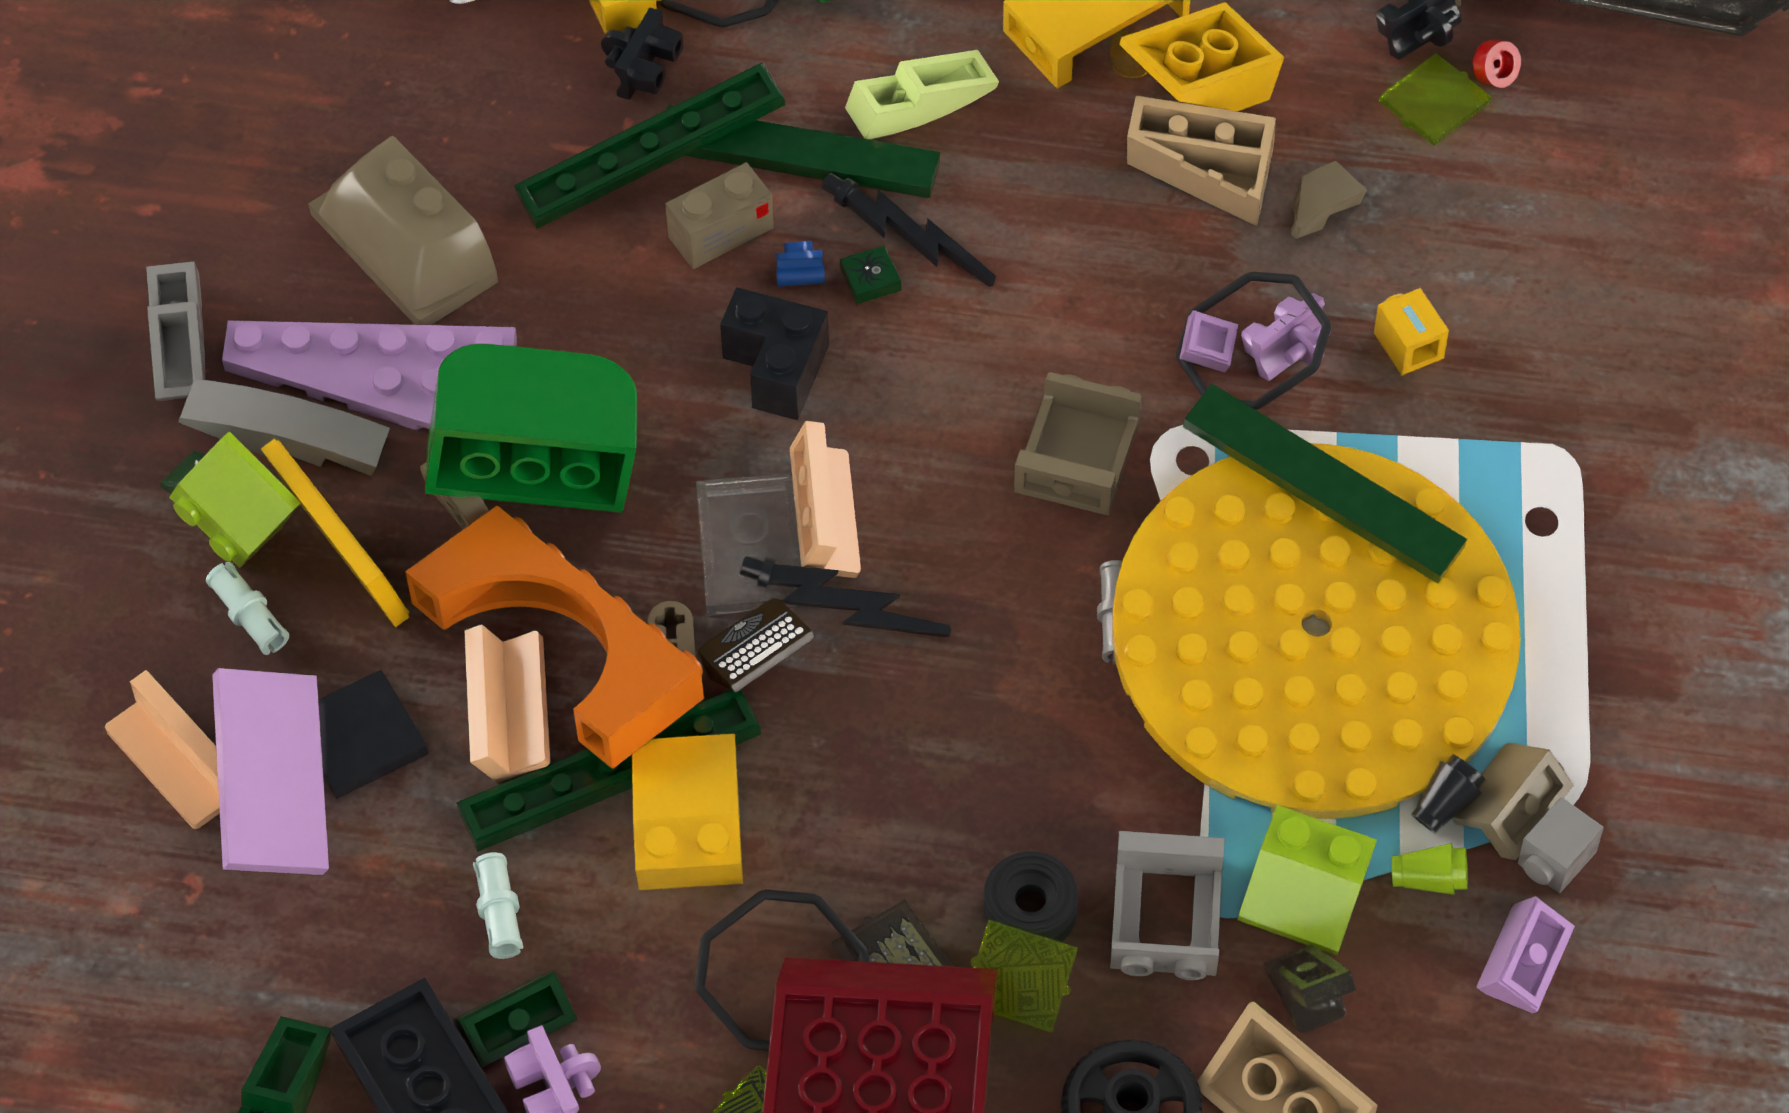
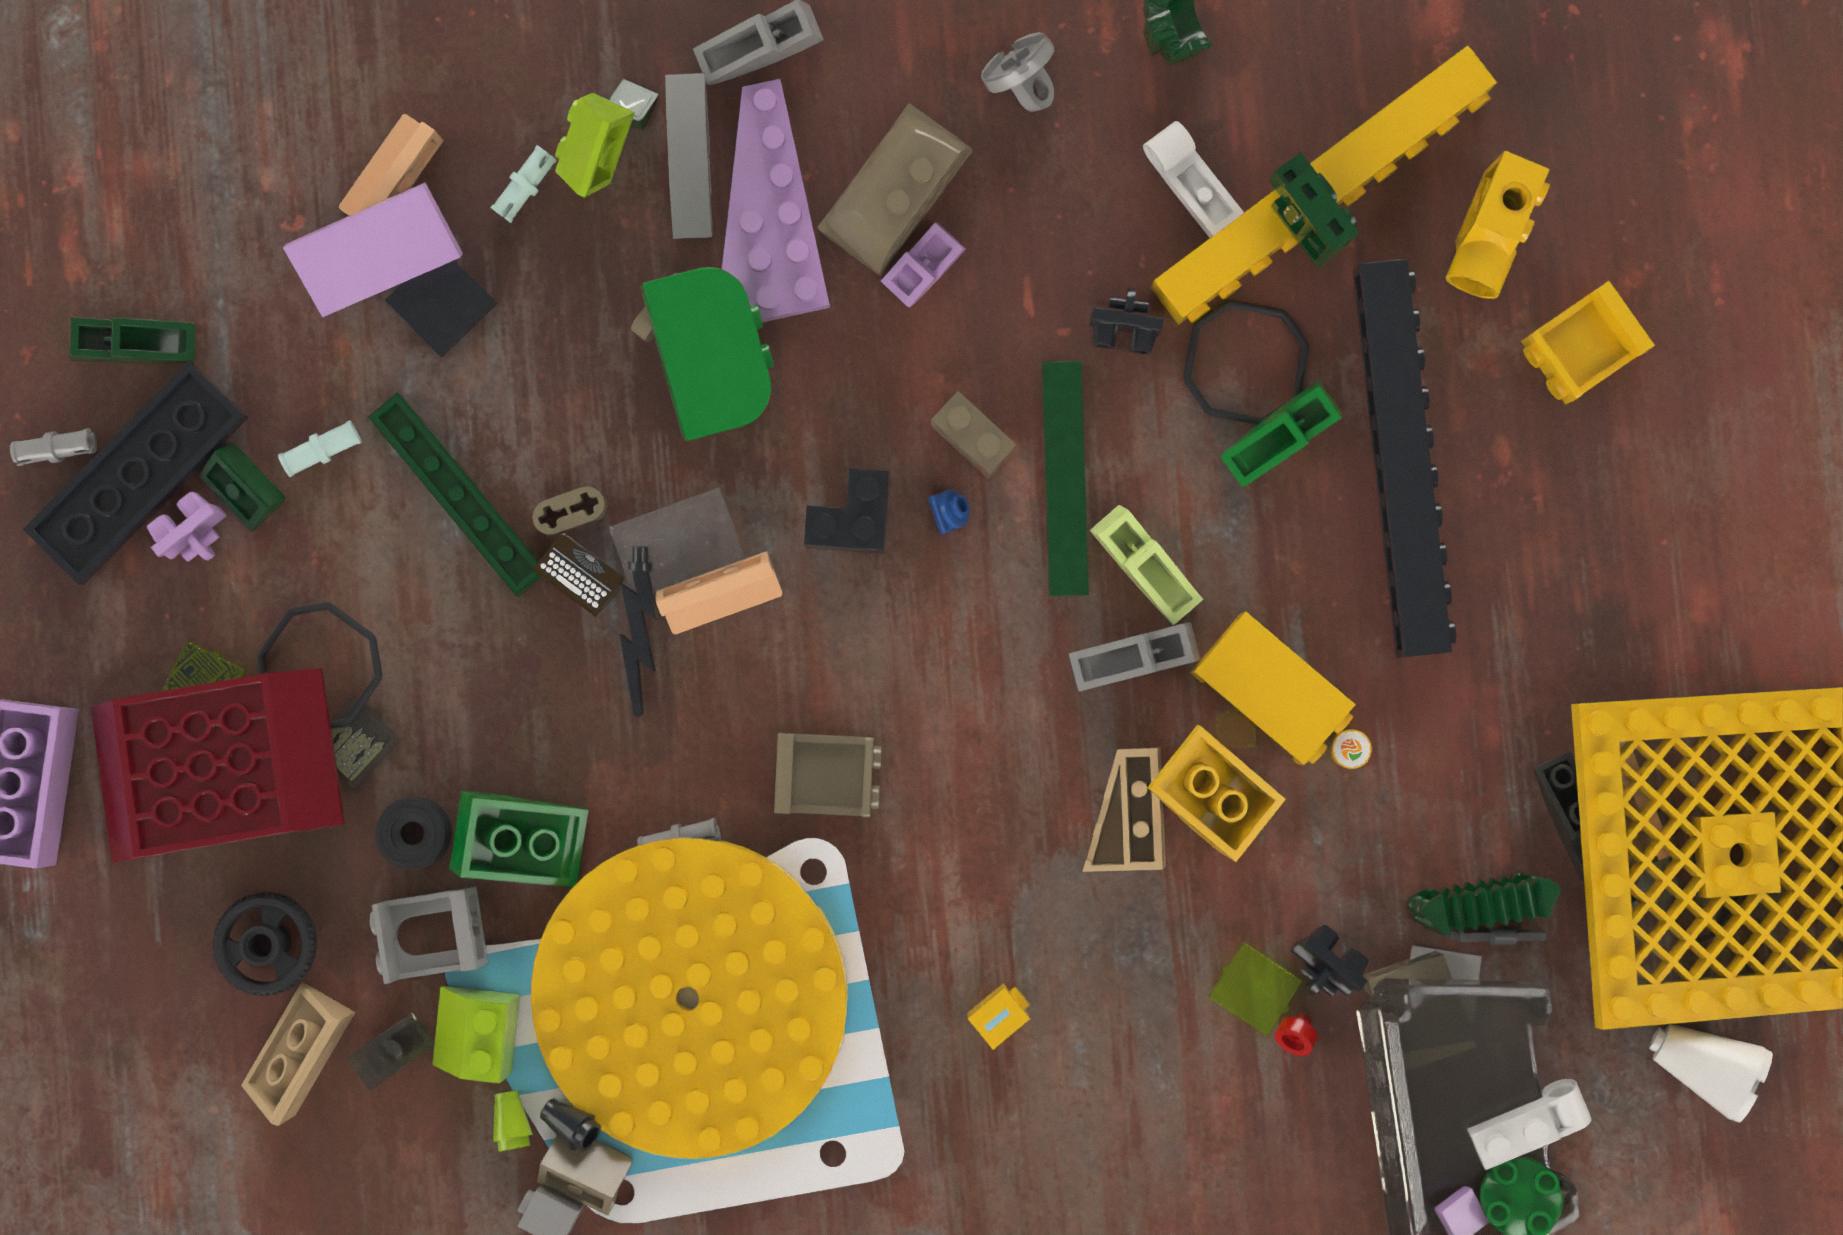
camera: 85 degrees right, 30 degrees up
(312, 81) = (1021, 70): none -> light grey tile
(336, 532) = (587, 229): yellow tile -> none
(505, 565) = (514, 500): orange arch -> none
(506, 703) = (484, 402): light nougat panel -> none
(507, 234) = (923, 265): none -> lavender slope
(649, 145) = (1033, 359): dark green tile -> none
(686, 812) = (421, 563): yellow slope -> none
(870, 274) = (955, 569): dark green tile -> none
(886, 211) = (1021, 566): black piece -> none
(1024, 121) = (1134, 656): none -> light grey slope
(1030, 973) = (351, 847): clear neon green piece -> none
(1068, 786) = (517, 840): none -> green slope
(1209, 341) = (952, 855): lavender tile -> none
(1286, 339) = (984, 928): lavender hips -> none
(1311, 303) = (989, 933): black piece -> none
(1323, 194) = (1121, 917): dark tan slope -> none
(1325, 483) = (797, 983): dark green tile -> none
(1526, 955) = (462, 1201): lavender slope -> none

